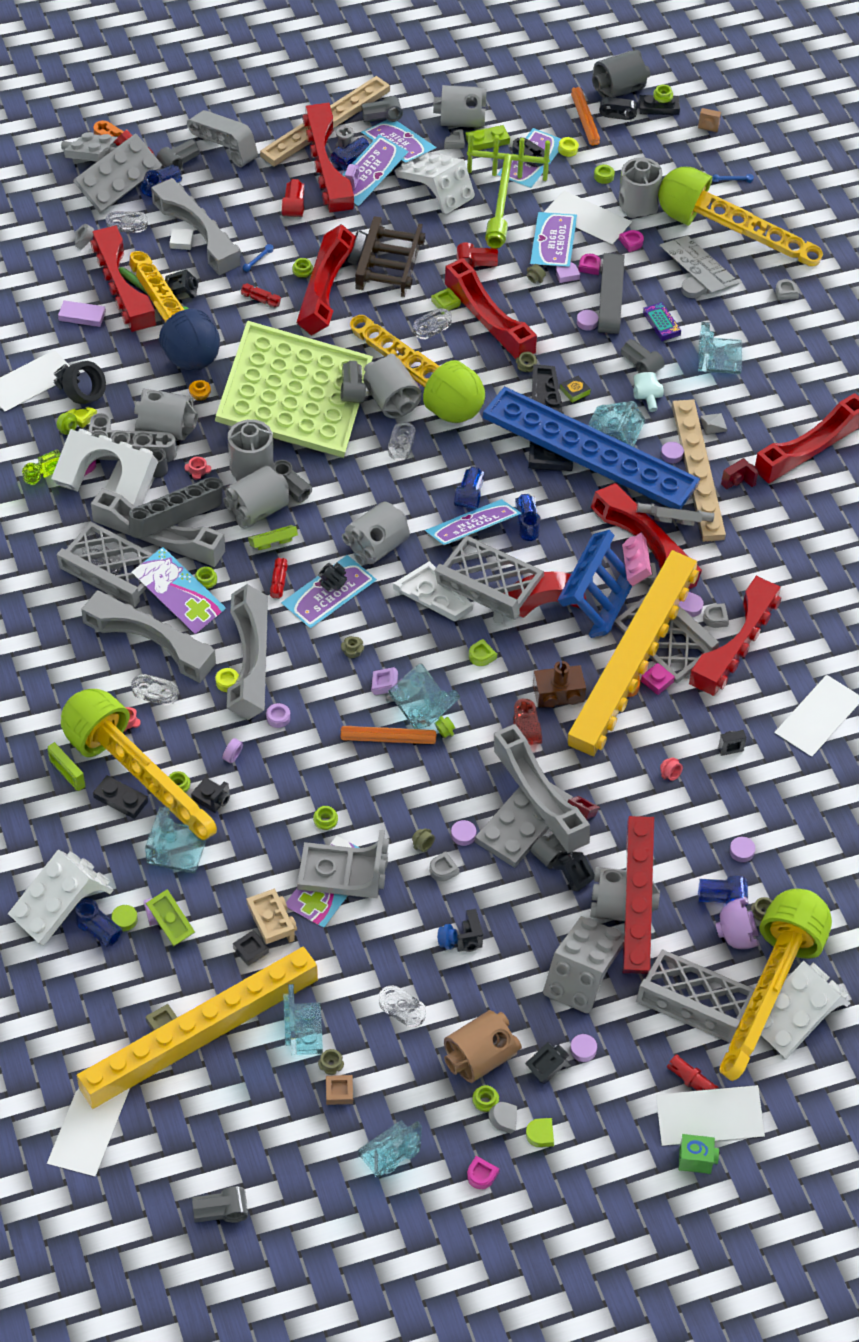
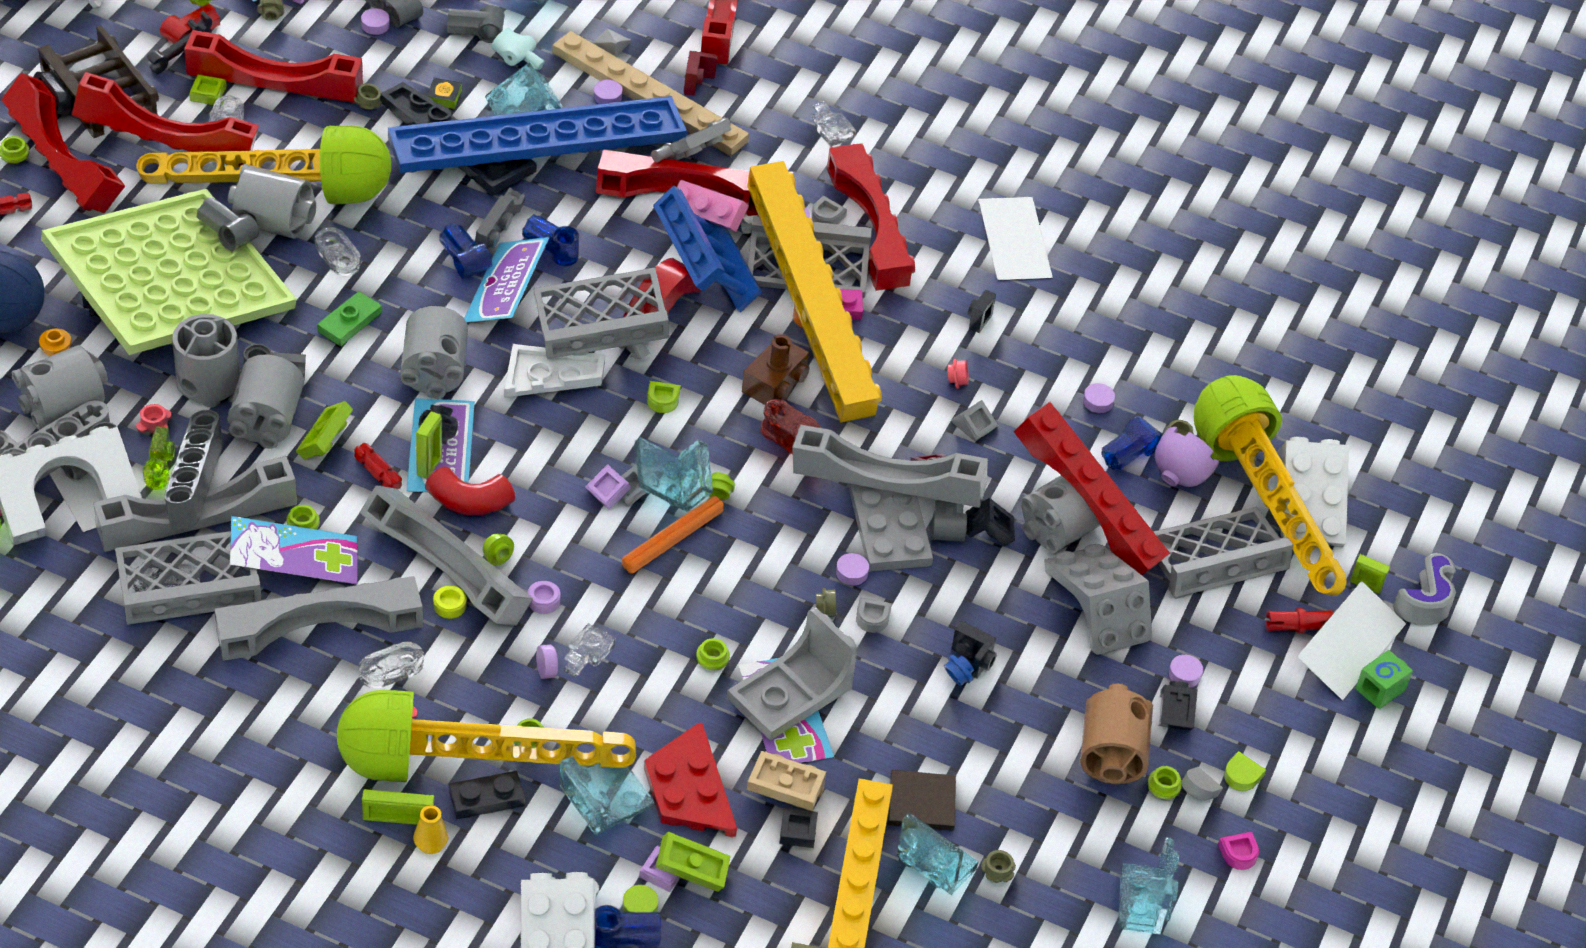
camera: 50 degrees left, 5 degrees down
(66, 792) = (430, 832): none -> yellow cone
(177, 482) = (156, 470): none -> clear neon green plate
(211, 794) = (578, 716): black bracket -> none
(227, 876) = (689, 785): none -> red wing
(266, 761) = (588, 647): none -> clear plate
(283, 670) = (498, 549): none -> lime plate
(300, 630) = (467, 497): none -> red cylinder
(307, 583) = (429, 445): none -> lime tile
(339, 991) = (925, 796): none -> dark brown piece
(339, 1089) = (1038, 884): medium nougat plate -> none
(352, 651) = (534, 479): olive plate -> none
(363, 272) = (105, 103): none -> red arch
(364, 484) = (349, 318): none -> bright green plate
(404, 1006) = (996, 763): clear plate -> none
(474, 261) = (160, 59): none -> black bar
(510, 483) = (499, 218): none -> dark grey hinge
(647, 805) = (975, 421): none -> light grey slope
(772, 1086) = (1370, 572): none -> lime tile
(784, 566) = (832, 127): none -> clear plate
(799, 1136) = (1434, 599): none -> light grey animal

